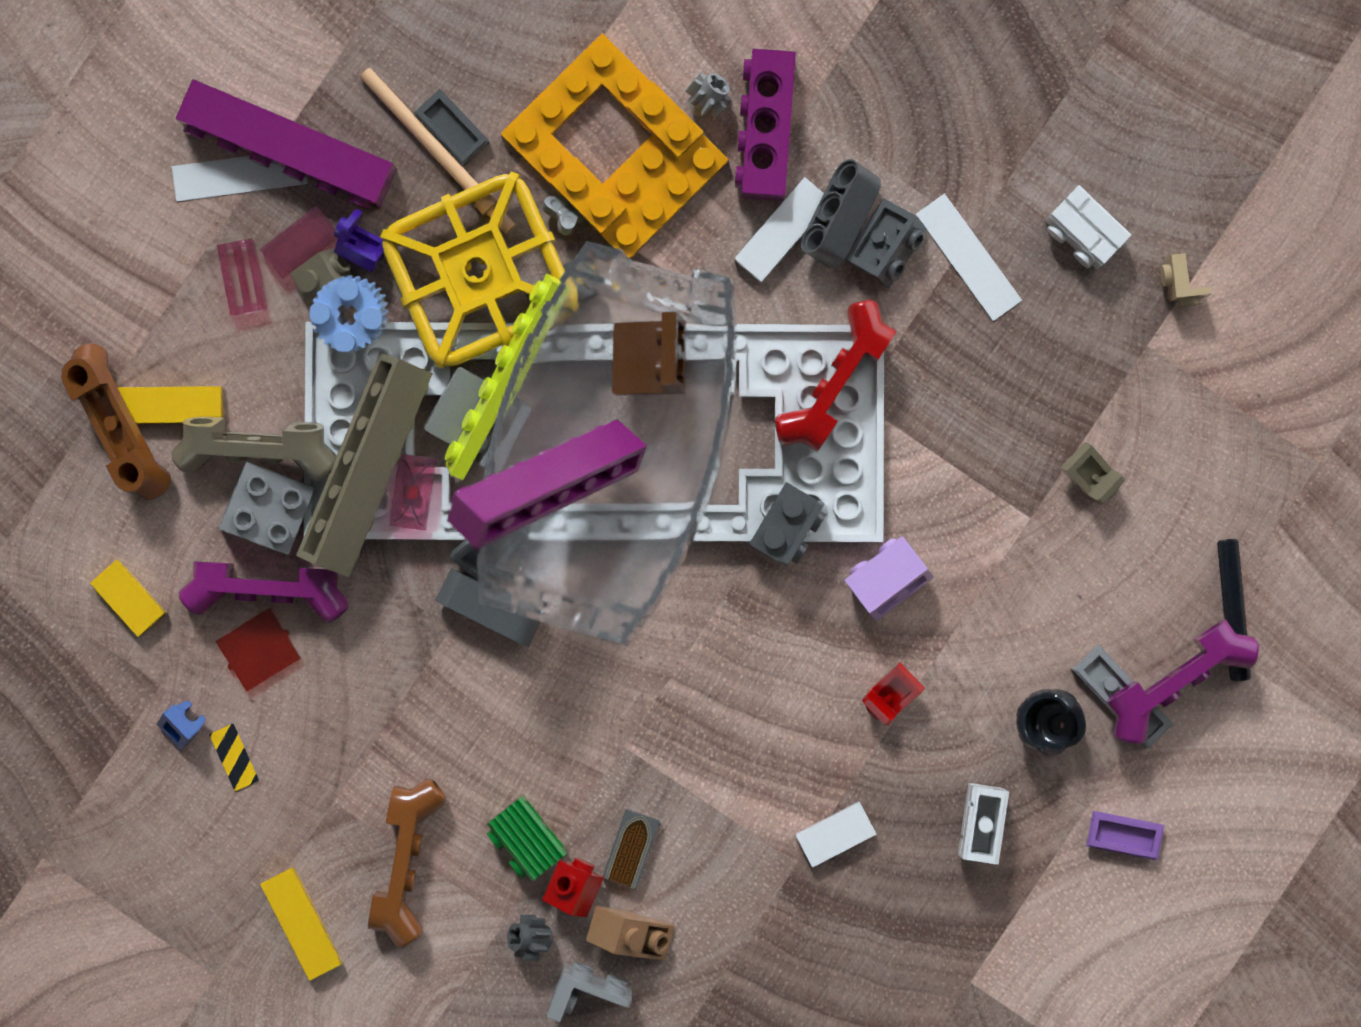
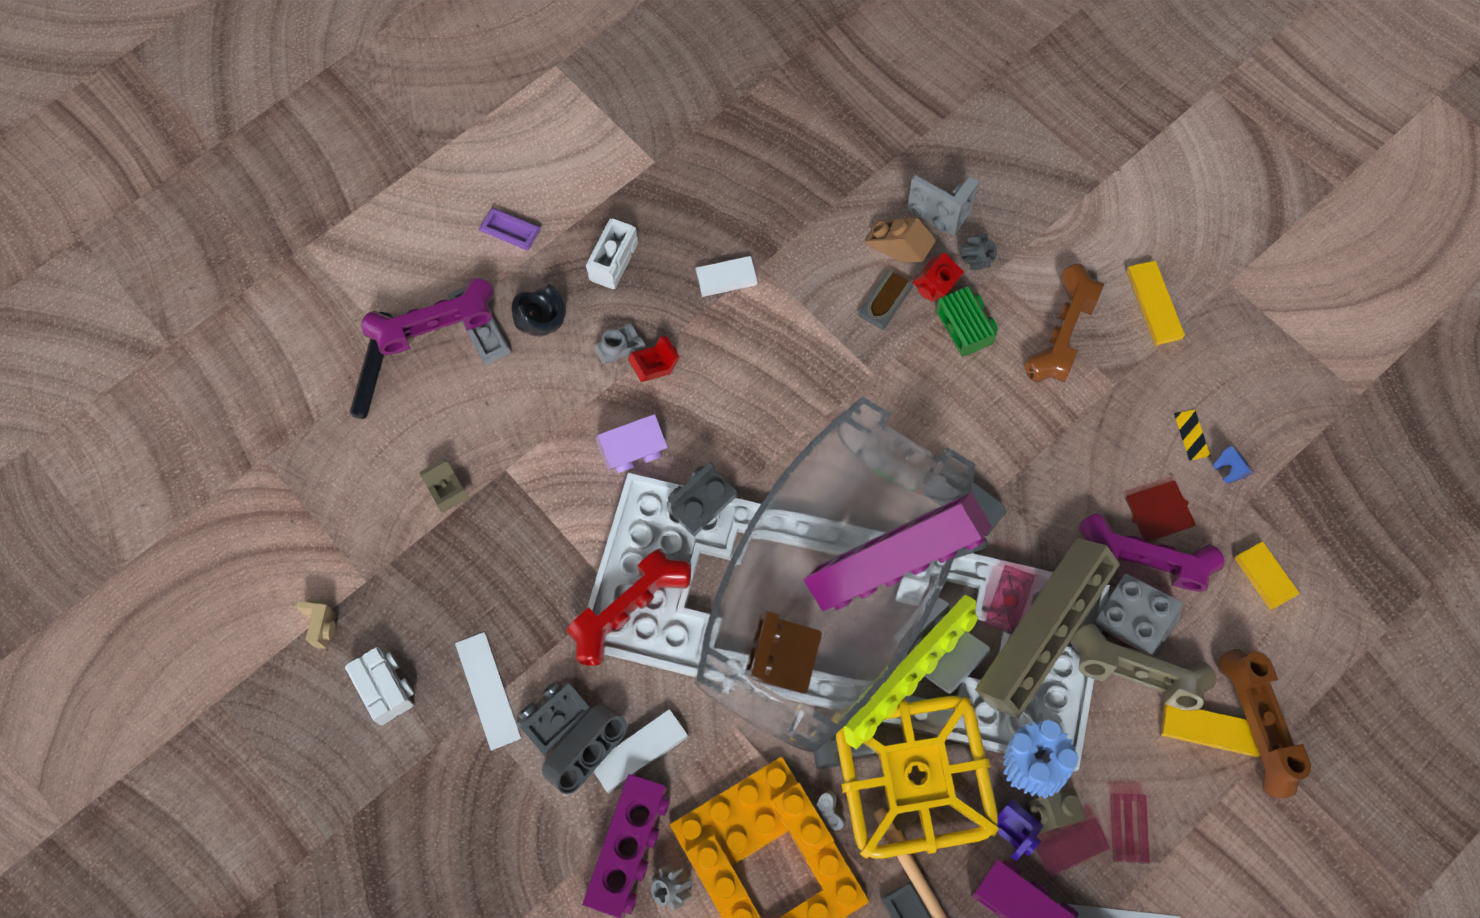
camera: 160 degrees left, 20 degrees down
(936, 713) = (618, 344): none -> light grey plate

